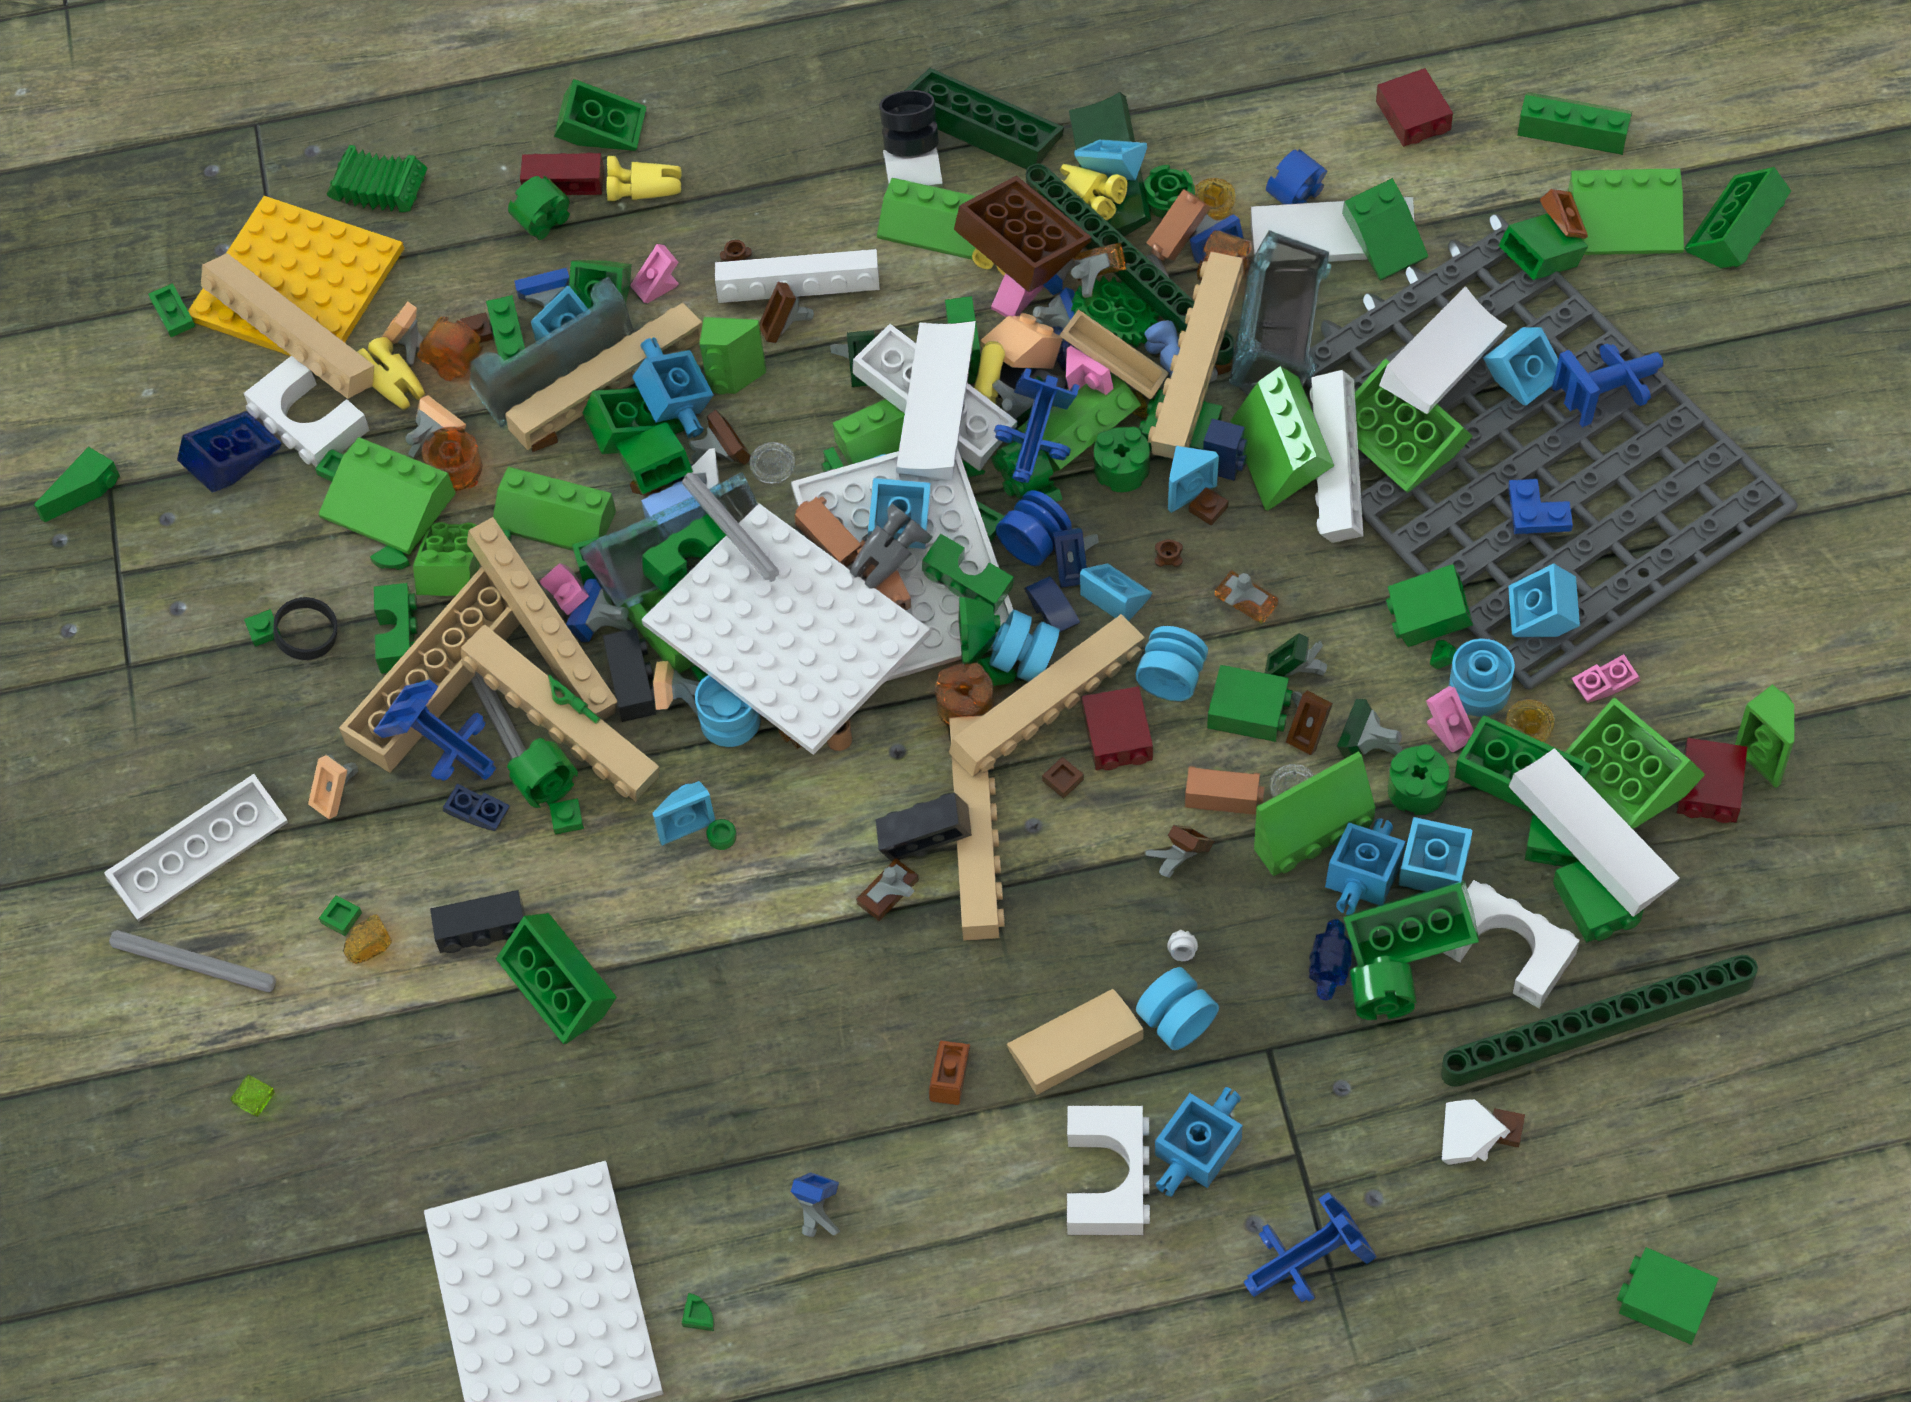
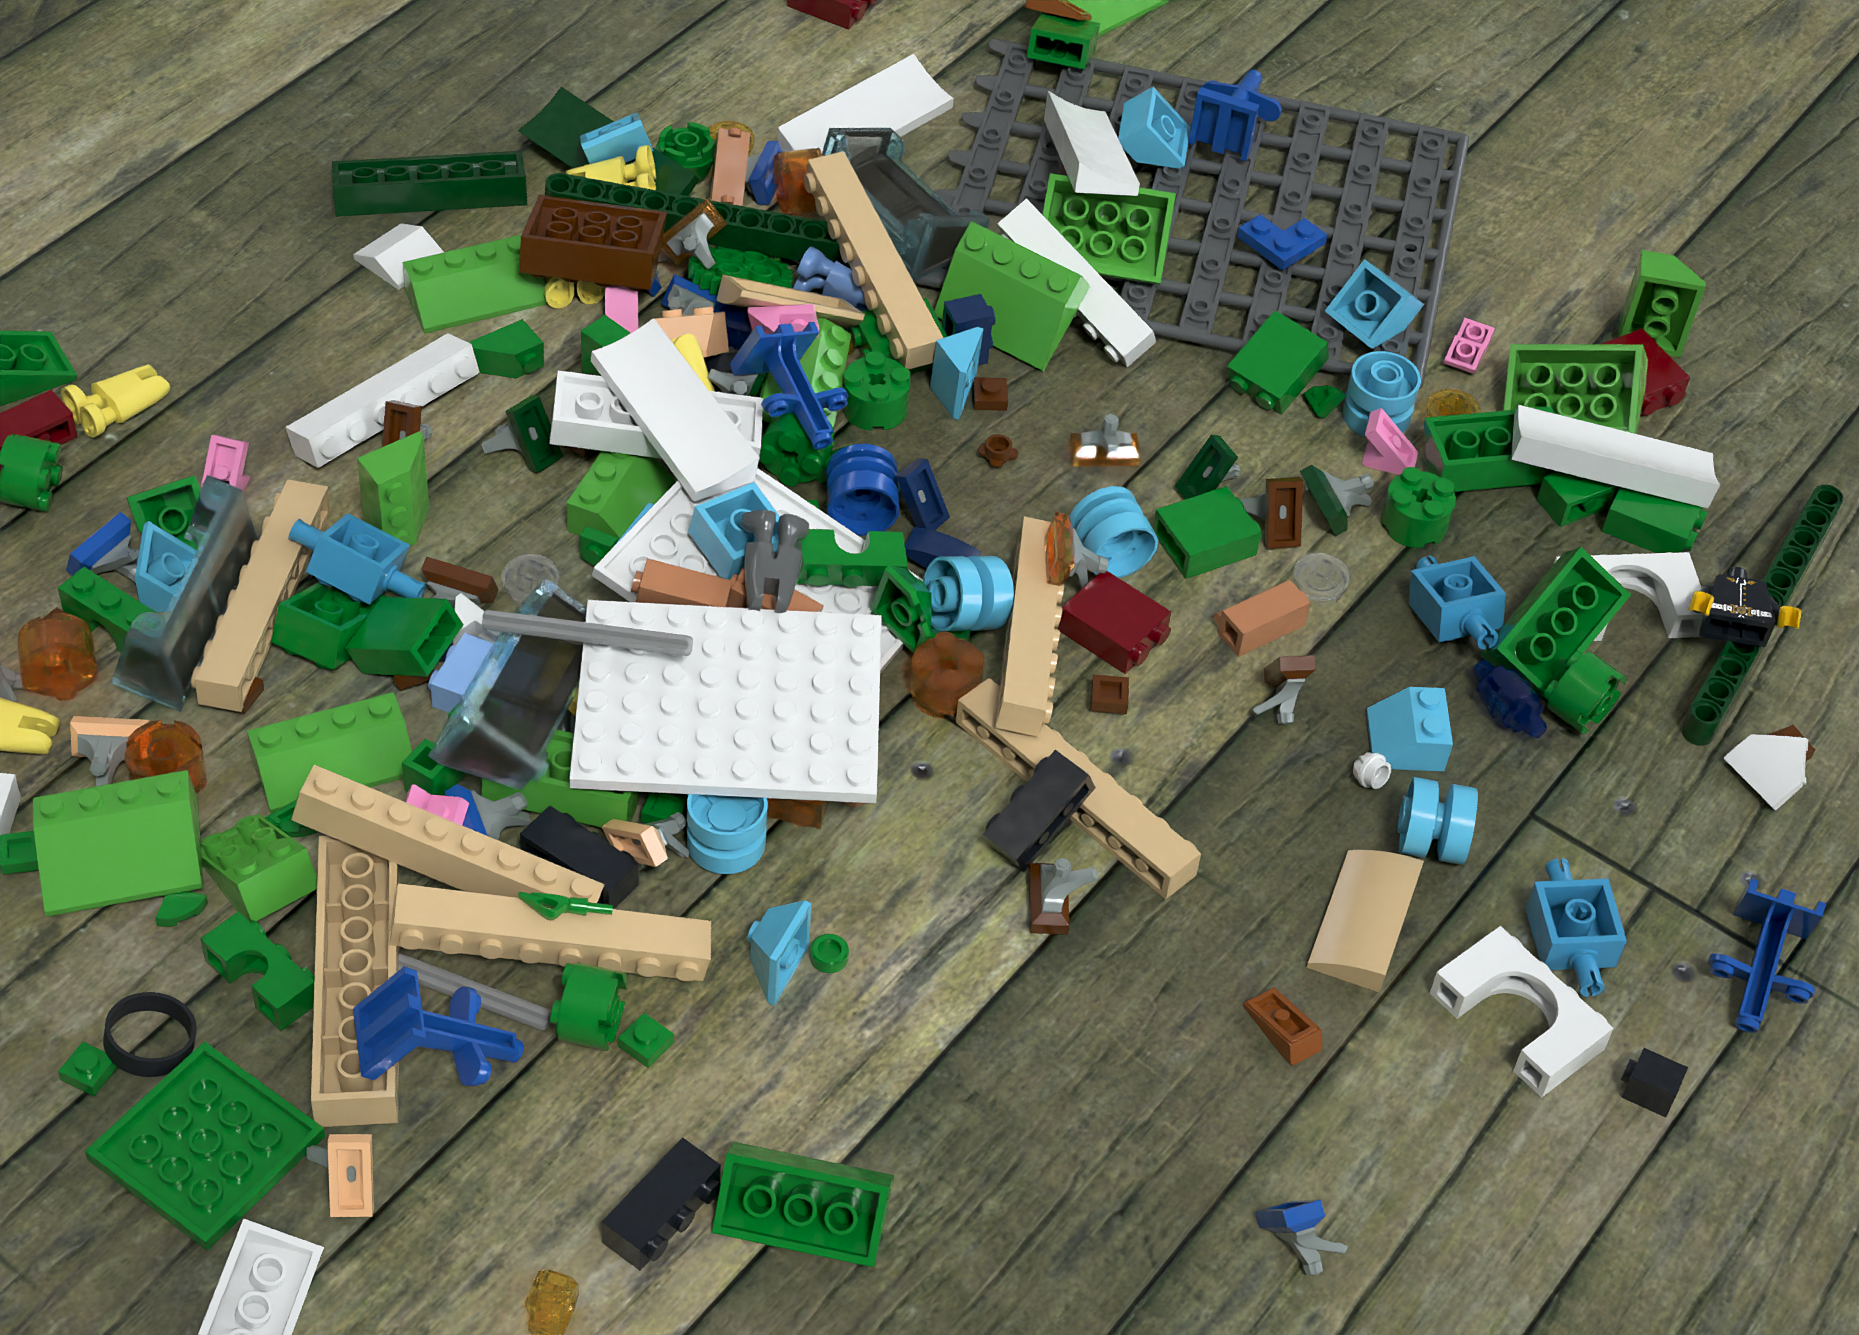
camera: 50 degrees left, 10 degrees down
(280, 715) = (205, 1145): none -> green plate
(340, 915) = (491, 1305): green plate -> none
(475, 809) = (530, 1099): dark blue slope -> none
(666, 562) = (545, 694): green arch -> none
(735, 247) = (287, 412): reddish brown plate -> none
(909, 123) = (371, 208): black wheel -> none
(909, 284) = (509, 351): none -> green slope
(1112, 590) = (985, 513): medium azure slope -> none
(1113, 661) = (1067, 555): none -> clear orange piece
(1141, 1276) = (1653, 1081): none -> black brick
(1239, 937) = (1412, 729): none -> medium azure slope
(1297, 179) = (796, 87): blue brick -> none
(1313, 815) = (1378, 587): bright green slope -> none
(1385, 229) = (916, 88): green slope -> none
(1434, 855) = (1508, 553): medium azure brick -> none
(1552, 1002) = (1740, 609): none -> black torso

